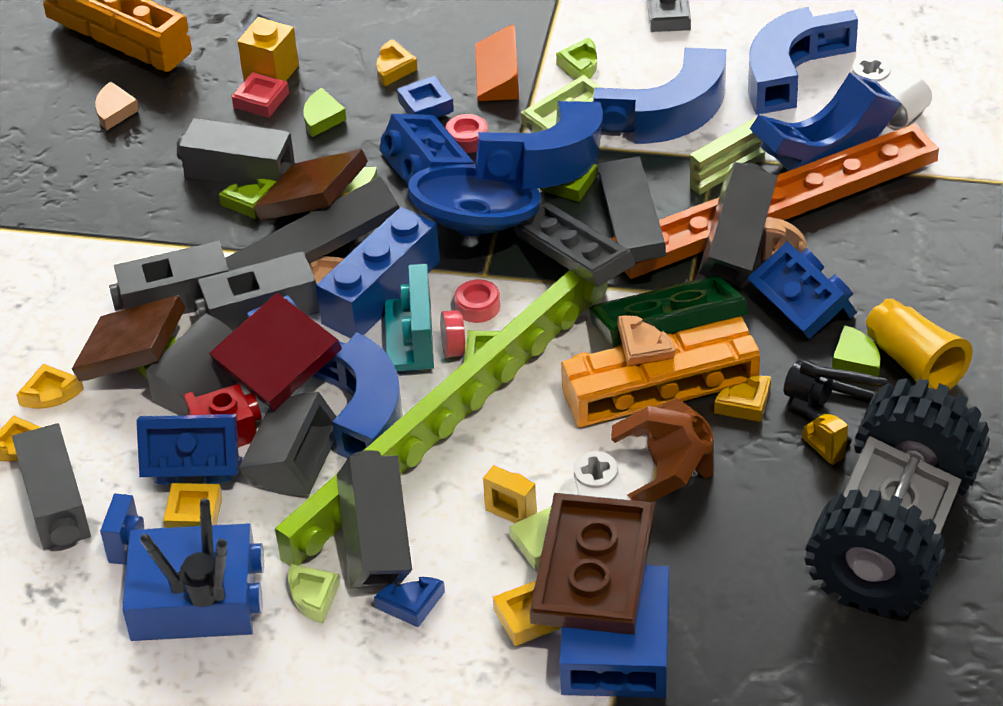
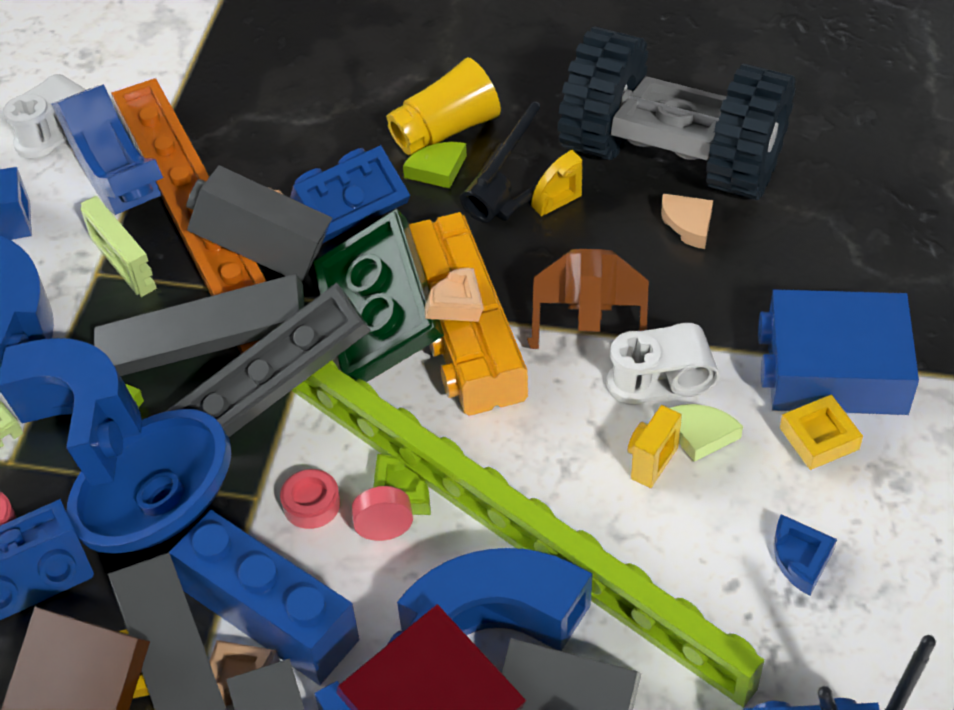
camera: 90 degrees left, 5 degrees up
(312, 591) = (801, 660): yellowish green tile -> none
(373, 520) = (730, 564): dark grey brick -> none
(410, 323) = (365, 548): teal bracket -> none
(593, 563) = (785, 346): reddish brown tile -> none
(745, 399) = (497, 251): yellow tile -> none
(790, 535) = (688, 218): none -> light nougat tile

